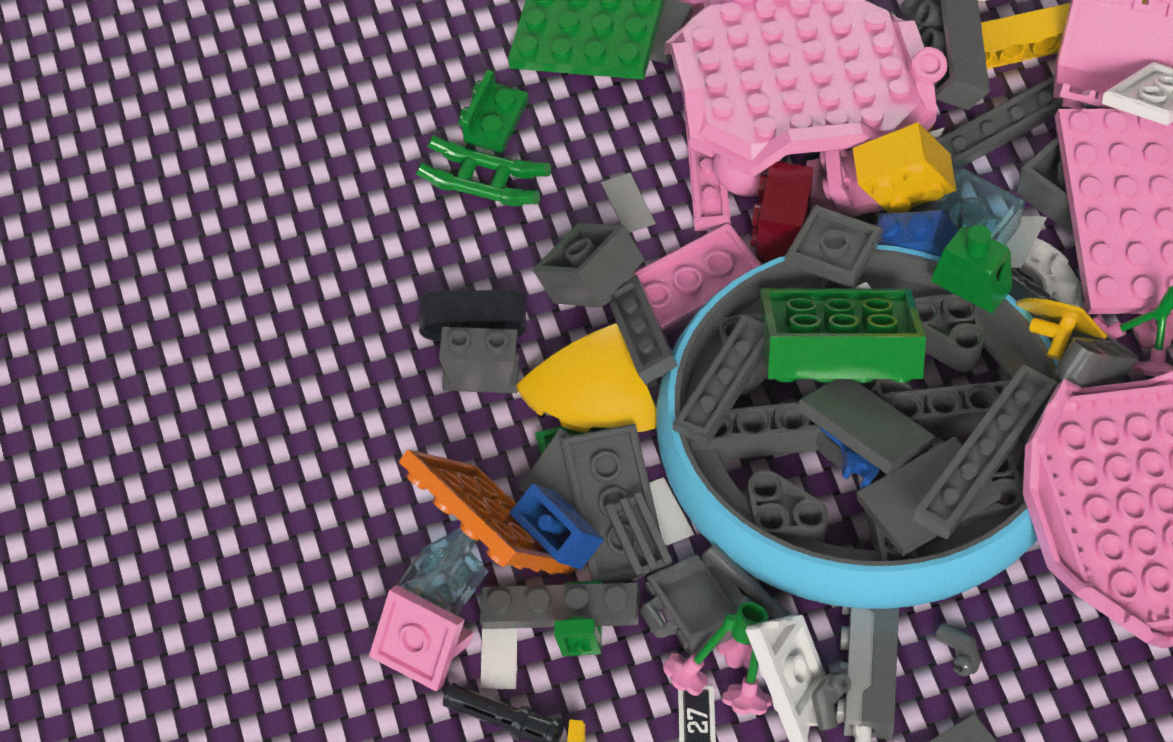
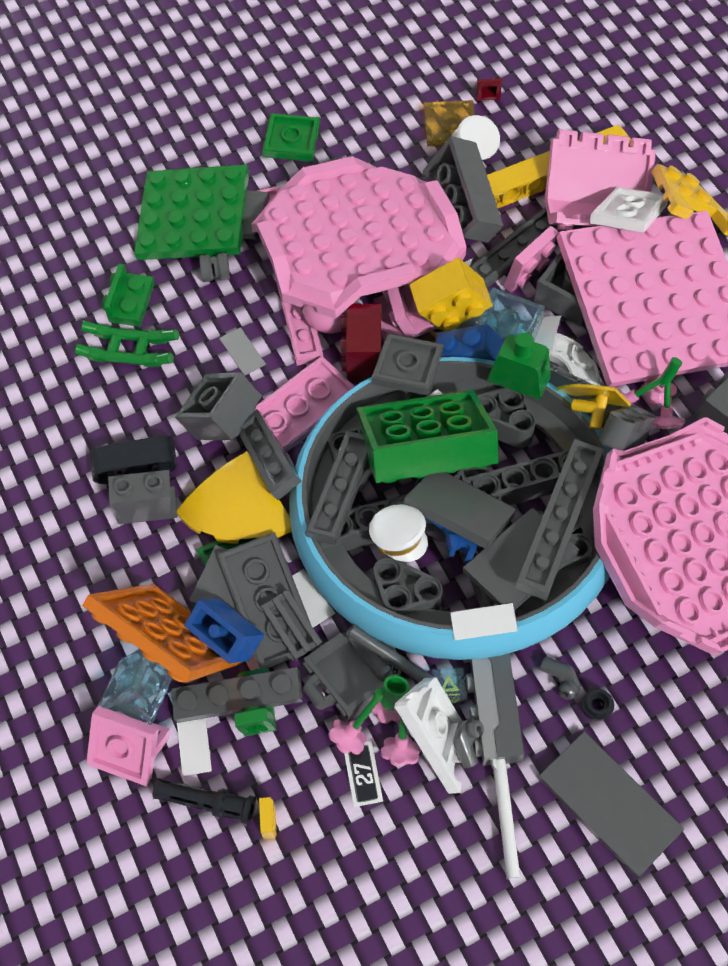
camera: 10 degrees left, 5 degrees up
(617, 91) = (220, 264): none -> dark grey wheel
(787, 441) = (399, 532): none -> white piece
(825, 636) = (453, 683): none -> clear light blue tile
(870, 556) = (483, 621): none -> white sticker
(928, 66) = (455, 212): bright pink tile -> none
(1000, 677) = (601, 696): none -> black plate
(1020, 140) = (531, 259): none -> bright pink plate

